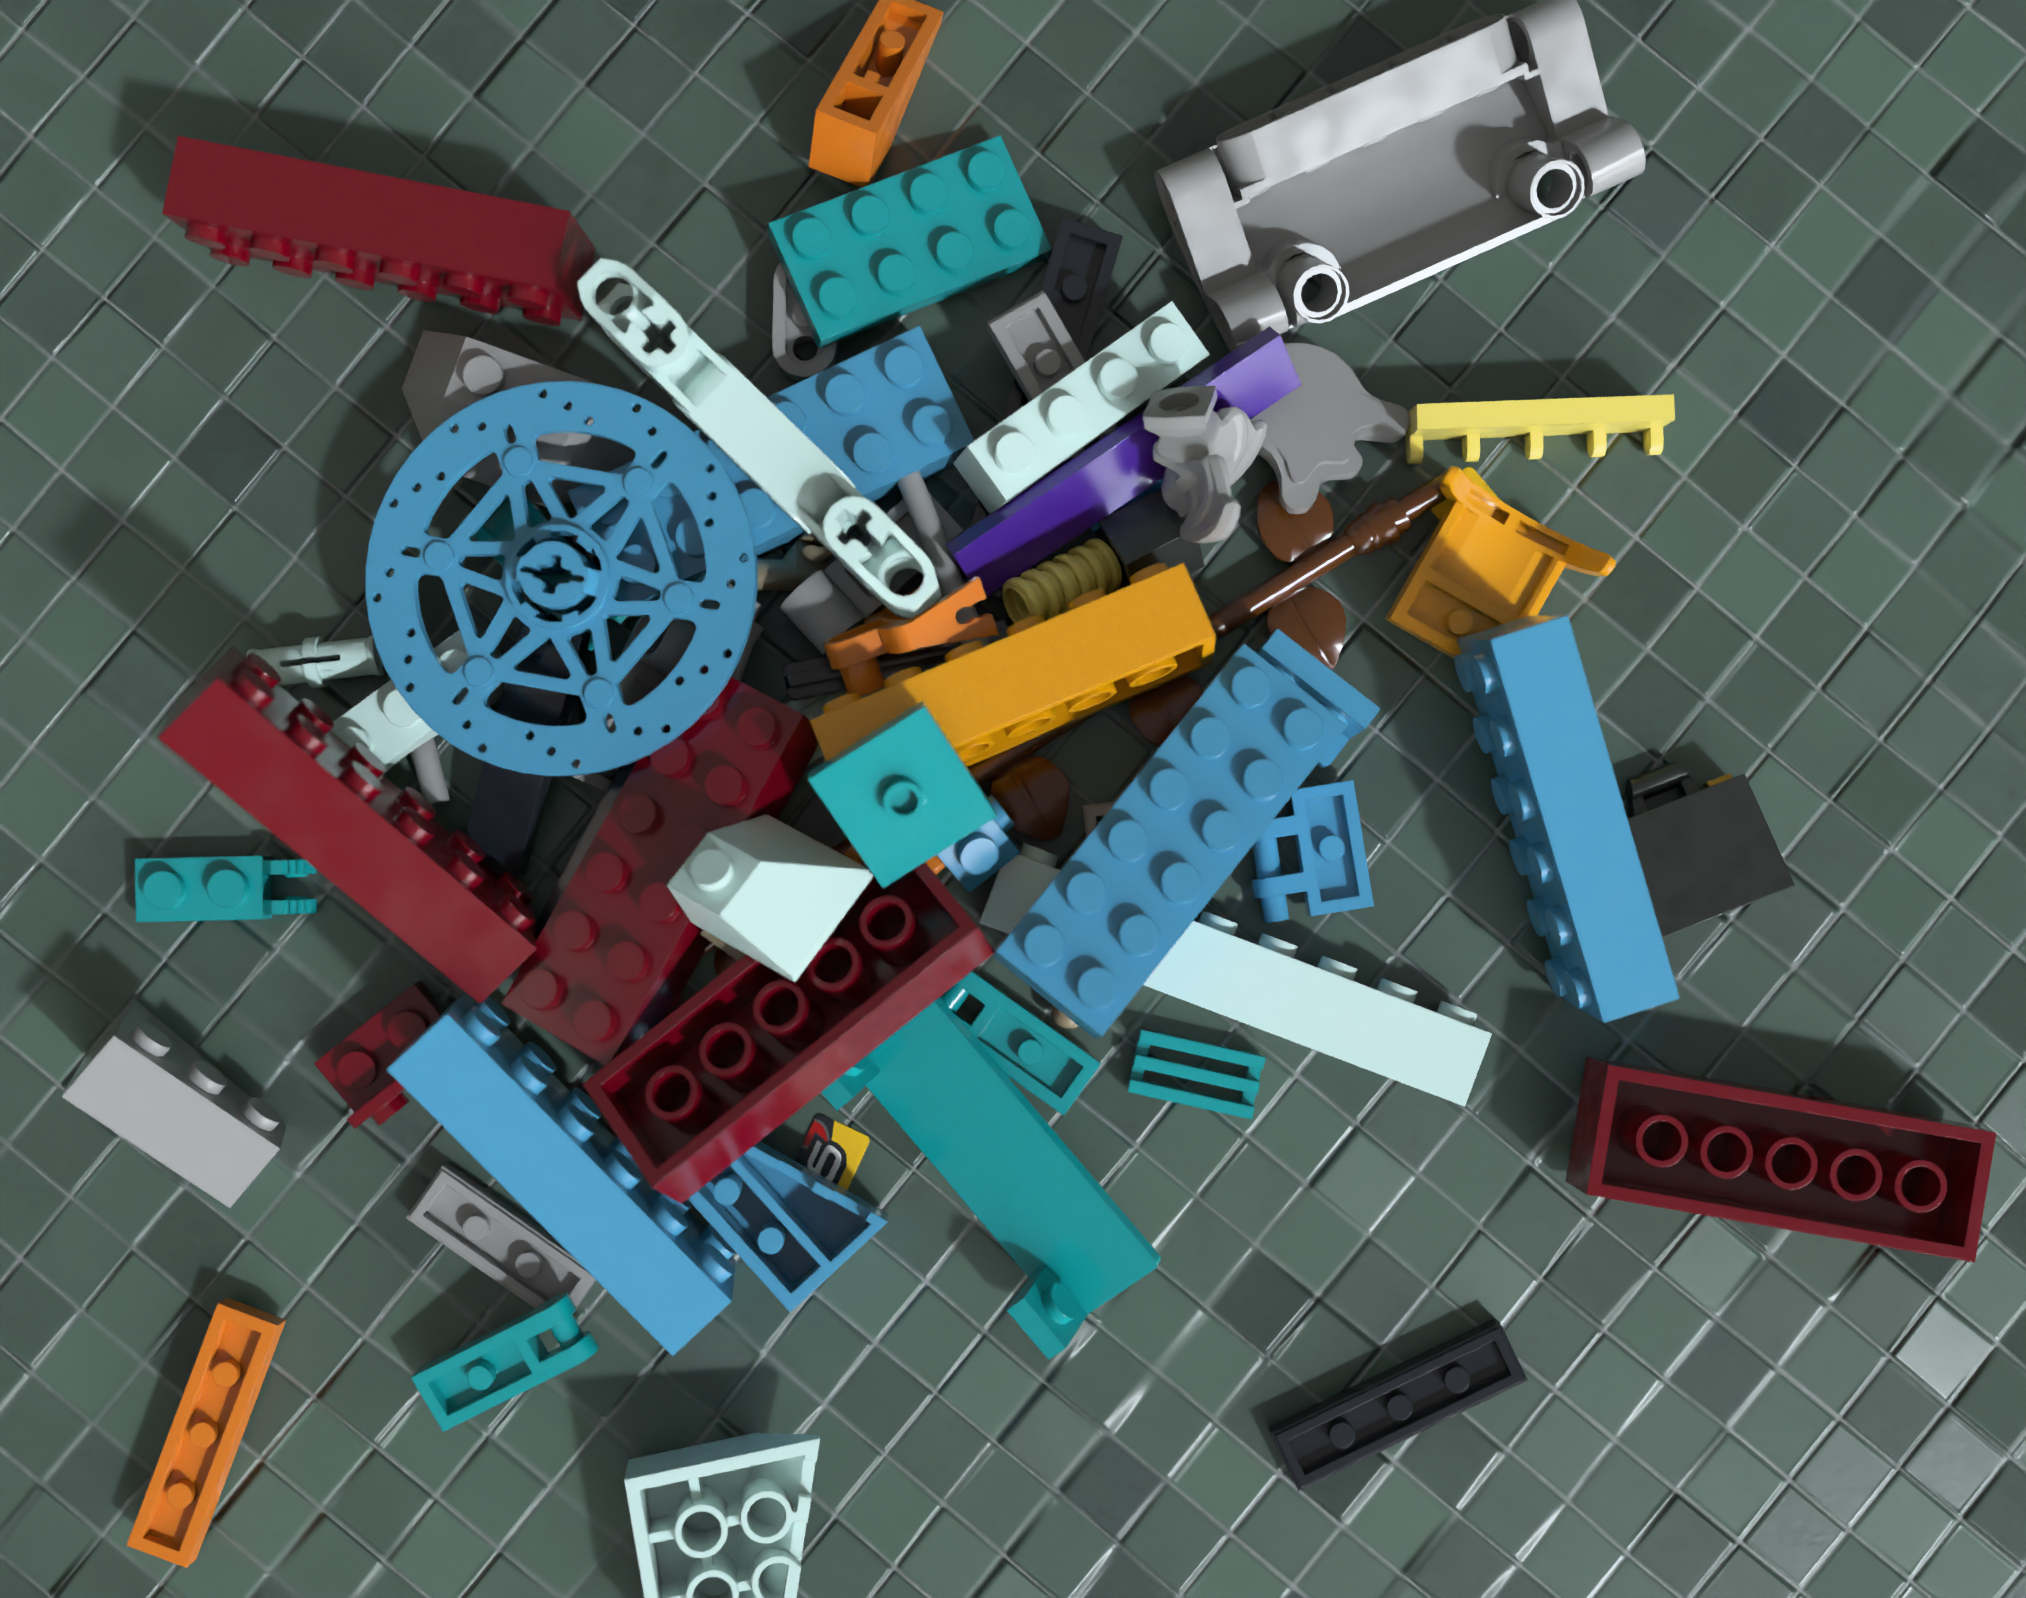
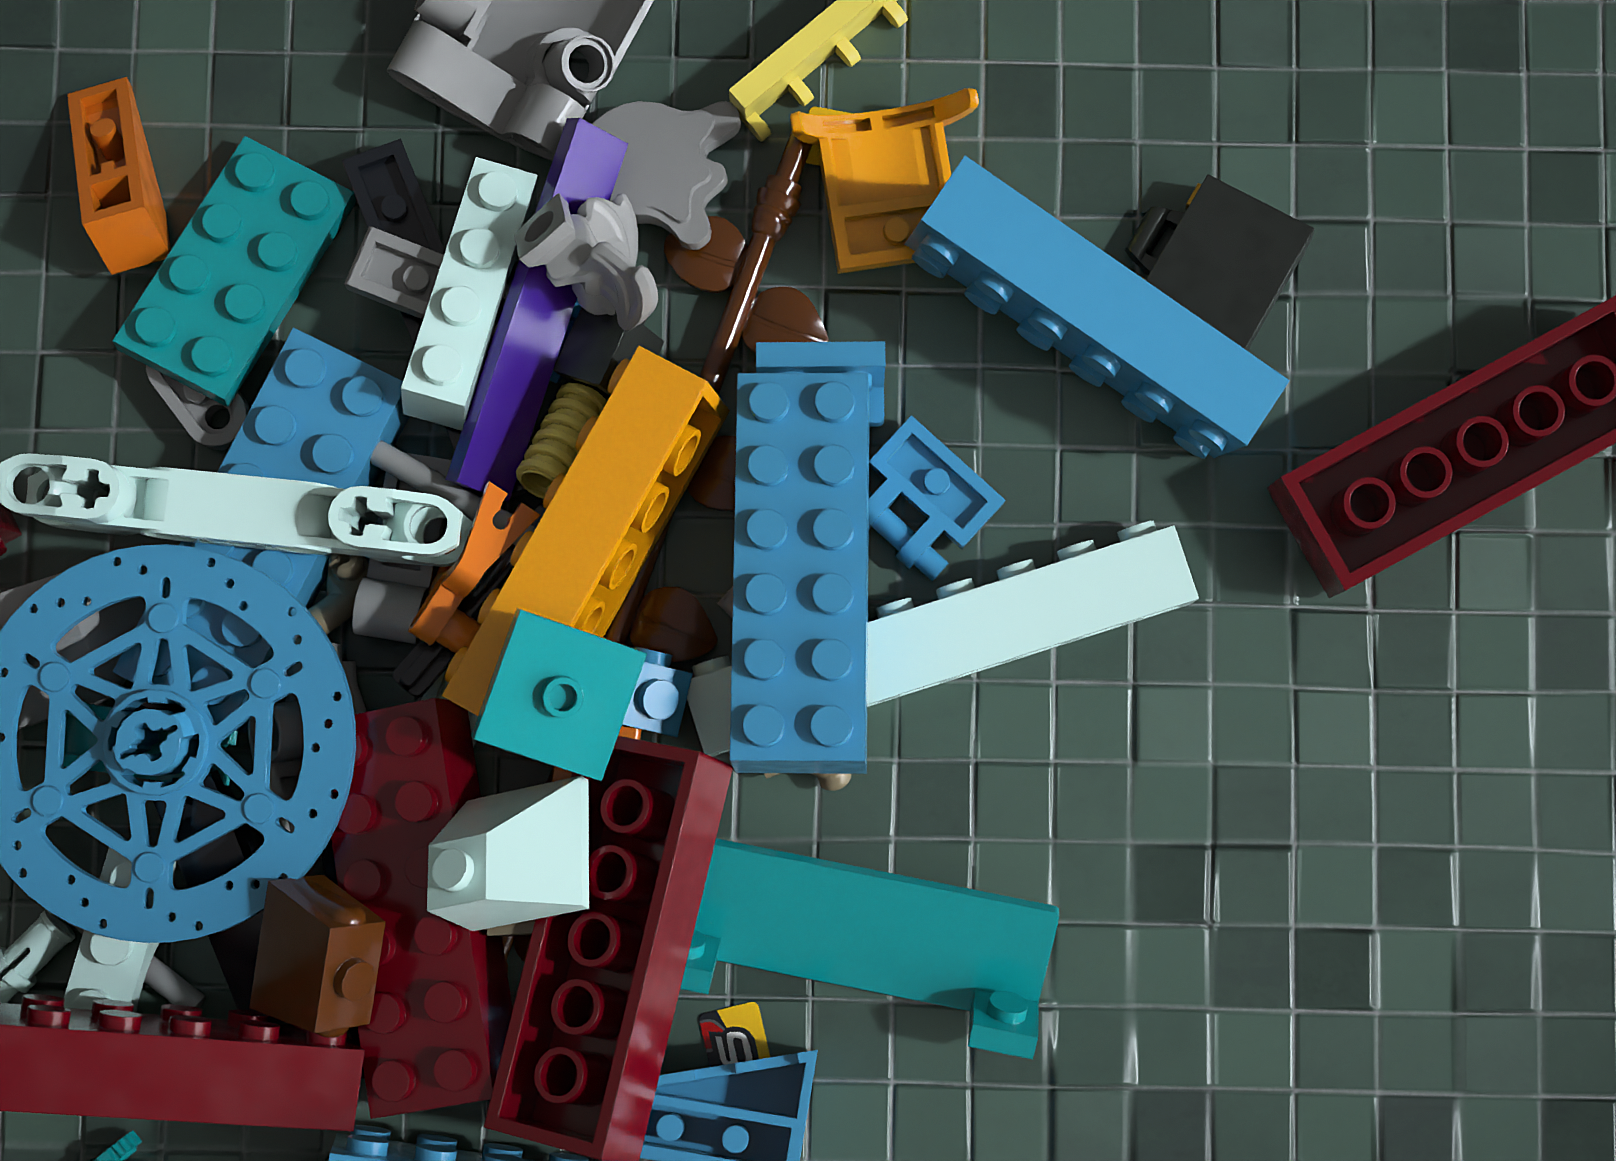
camera: 30 degrees left, 5 degrees down
(555, 846) = (316, 956): none -> reddish brown torso
(1024, 1044) = (817, 826): teal plate -> none
(1248, 1085) = (1021, 718): teal tile -> none
(1397, 1404) = (1340, 879): black tile -> none

